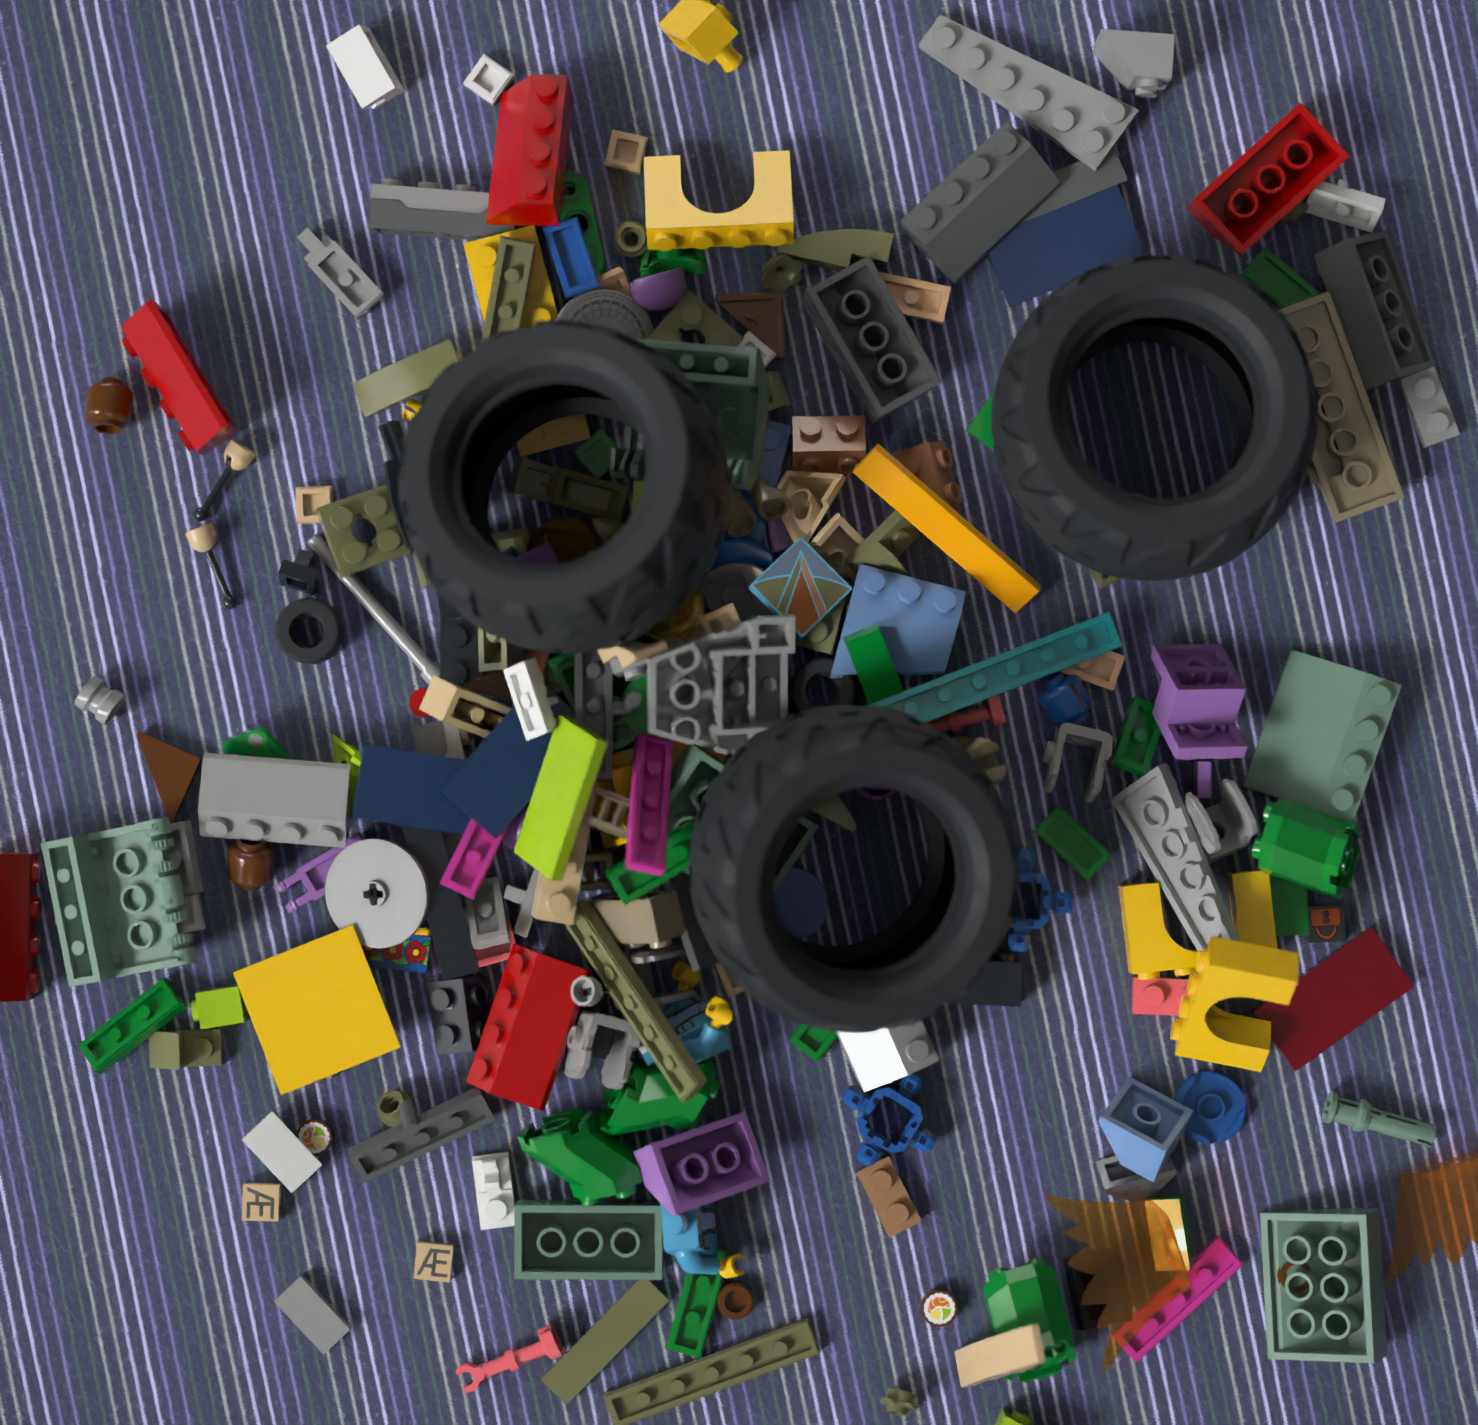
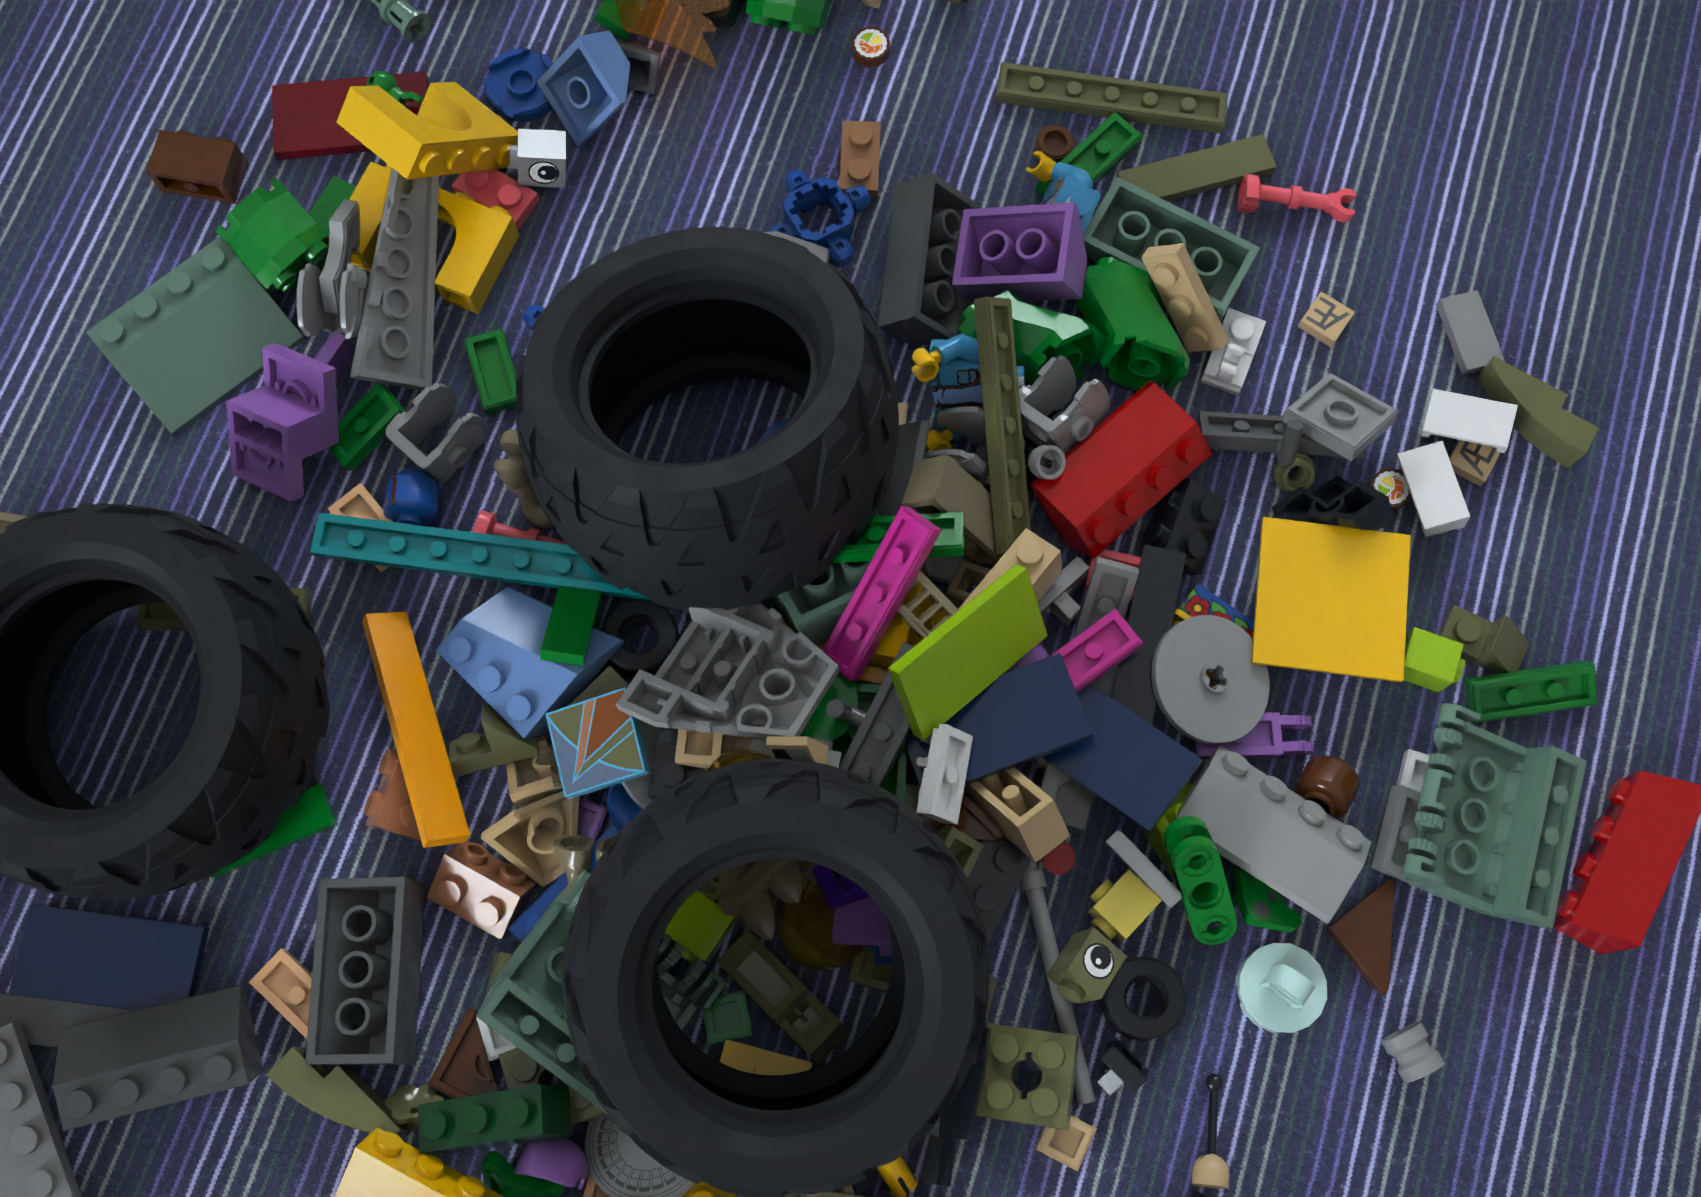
camera: 155 degrees left, 15 degrees down
(214, 696) = (1281, 988): none -> light aqua tile
(228, 1267) = (1538, 412): none -> olive slope
(278, 1223) = (1469, 419): none -> white hinge
(310, 733) = (1200, 880): none -> green piece
(348, 1091) = (1338, 505): none -> black slope
(356, 721) = (1144, 869): none -> light grey tile
(358, 688) = (1121, 906): none -> light yellow brick
(361, 629) = (1086, 966): none -> olive brick
(381, 1172) = (1341, 416): none -> light grey tile
(551, 1197) = (1185, 297): none -> tan plate
(713, 292) = (494, 1119): none -> dark green brick
(782, 1126) = (920, 261): none -> dark grey slope
(1146, 1042) = (540, 158): none -> brick
(1235, 846) = (344, 238): none -> light grey tile
(1311, 1031) = (389, 84): none -> green arm
(1326, 923) = (310, 178): tile -> none
(1423, 880) = (197, 166): none -> reddish brown brick

